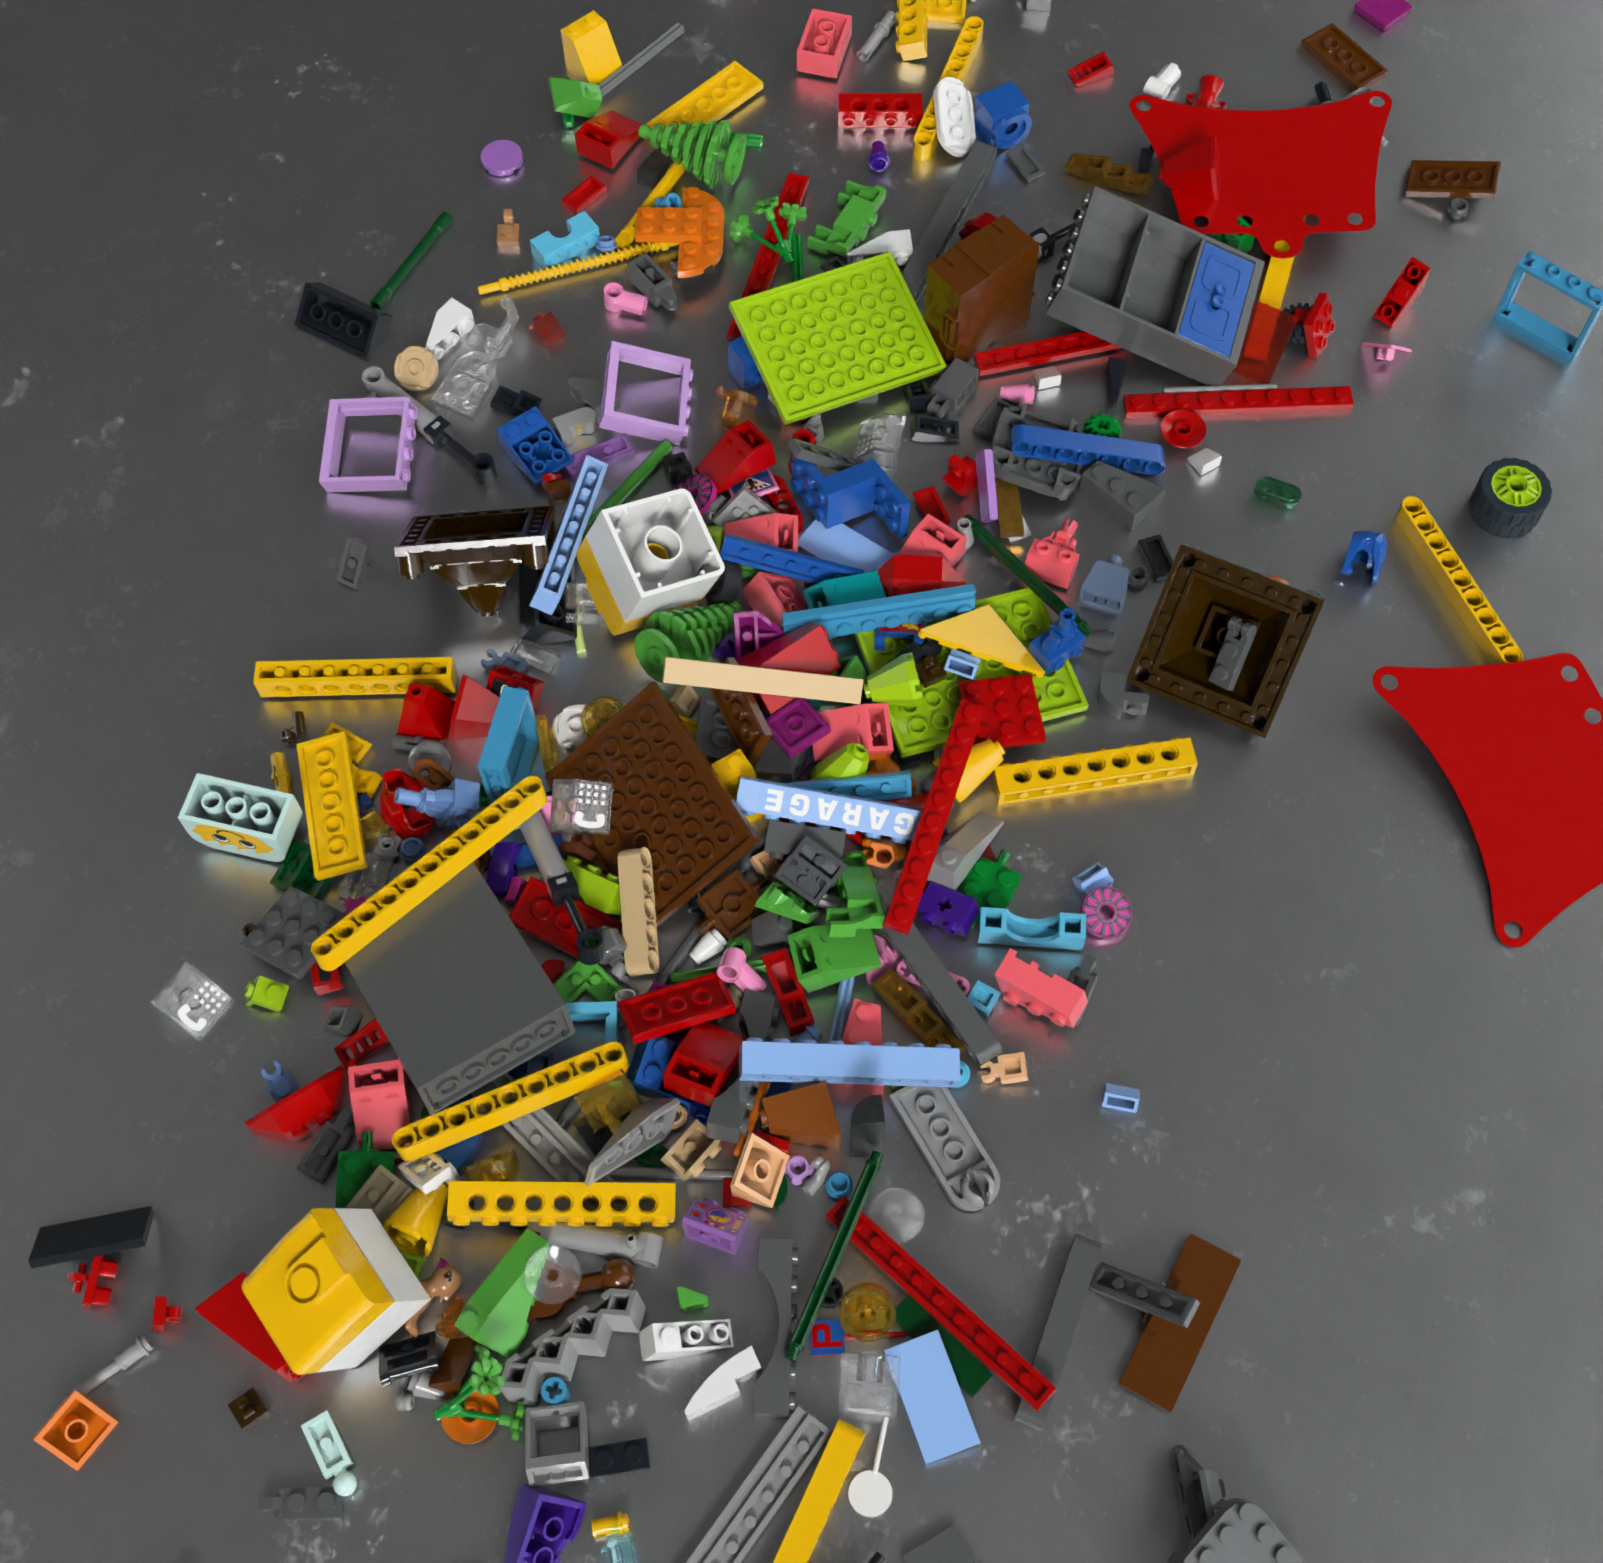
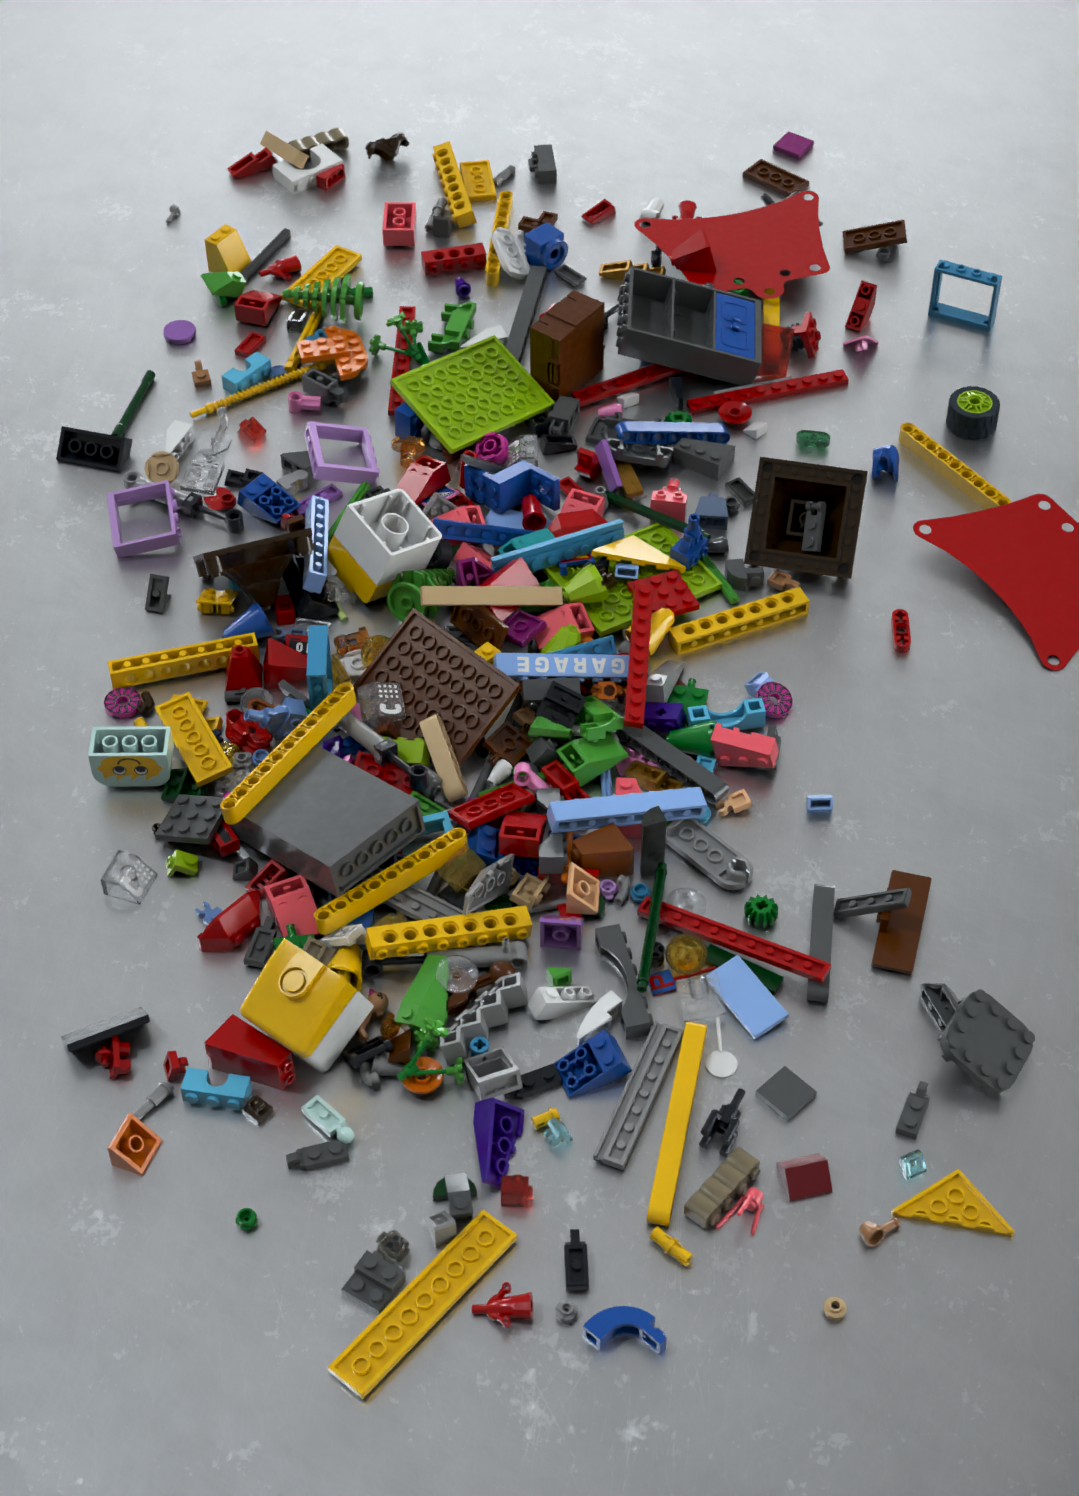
camera: 15 degrees left, 15 degrees down
(181, 1356) = (232, 1094): none -> medium azure arch
(257, 712) = (122, 694): none -> tile
(427, 590) = (210, 597): none -> yellow hinge
(453, 639) = (248, 622): none -> blue cone
(474, 431) = (221, 500): none -> red plate
(474, 750) = (291, 692): none -> dark grey tile
(502, 630) = (284, 611): none -> red slope
(577, 692) = (350, 642): none -> clear orange leg
(657, 82) = (283, 268): none -> red piece
(696, 1455) = (592, 1065): none -> blue slope
(843, 426) = (493, 448): none -> dark pink cone
(866, 540) = (533, 515): none -> red plant
(879, 57) = (442, 226): none -> dark grey slope
(977, 955) = (694, 739): none -> green cone
(996, 1268) = (761, 911): none -> green gear
(998, 74) = (528, 224): none -> reddish brown plate
(1092, 711) = (727, 589): none -> bright green axle
(1171, 717) = (781, 581): none -> medium nougat plate
(1304, 842) = (895, 624): none -> red beam

